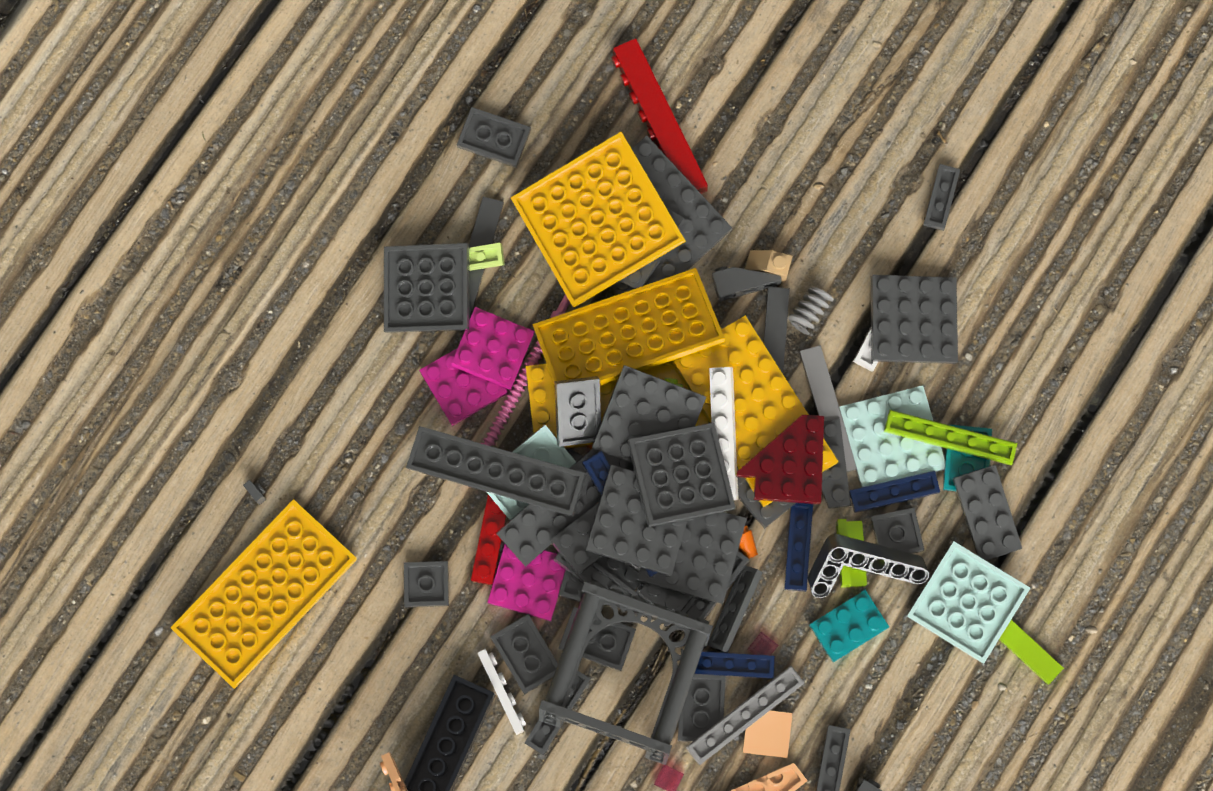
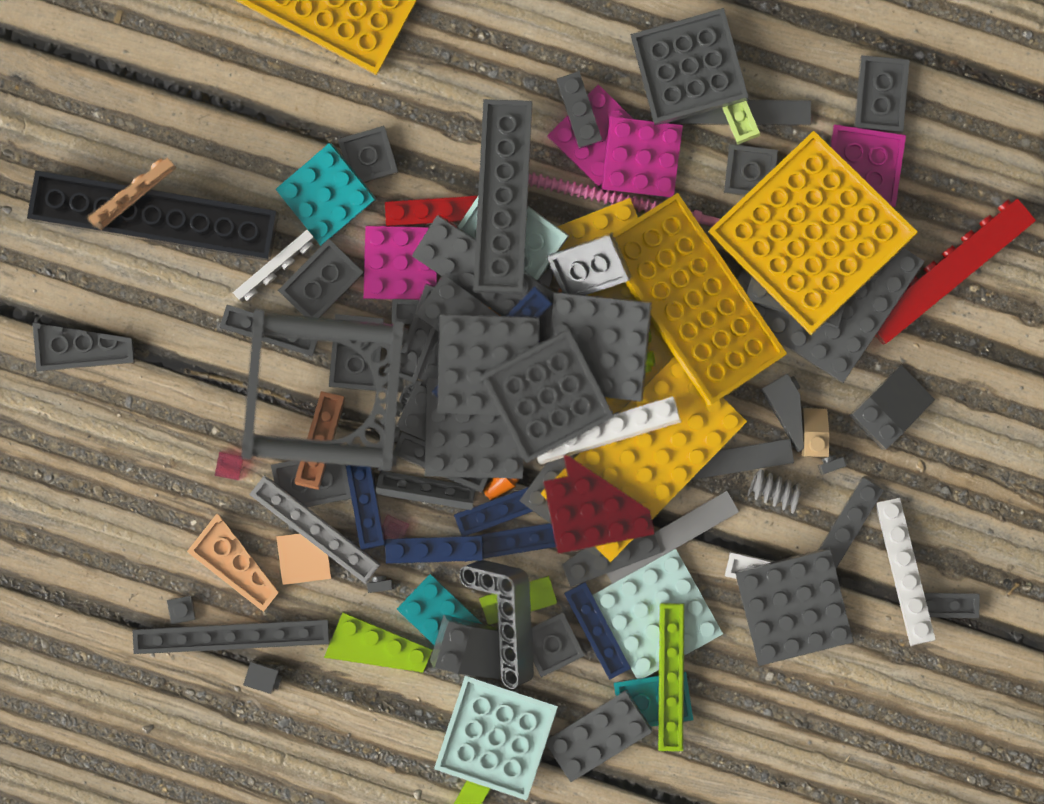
camera: 65 degrees right, 10 degrees up
(437, 390) = (579, 109): none -> dark grey plate
(450, 629) = (326, 194): none -> teal plate
(527, 263) = (747, 168): none -> dark grey plate
(542, 156) = (873, 155): none -> dark pink plate
(657, 685) = (322, 428): none -> nougat plate
(763, 196) = (892, 408): none -> dark grey slope
(769, 556) = (491, 513): none -> dark blue plate
(789, 614) = (434, 549): none -> dark blue plate
(799, 257) = (831, 464): none -> dark grey plate
(808, 670) = (379, 584): none -> dark grey plate
(849, 253) = (851, 519): none -> dark grey plate
(859, 694) = (369, 644): none -> lime wing
(883, 606) = (467, 648): none -> dark grey slope
(906, 219) = (905, 571): none -> white plate

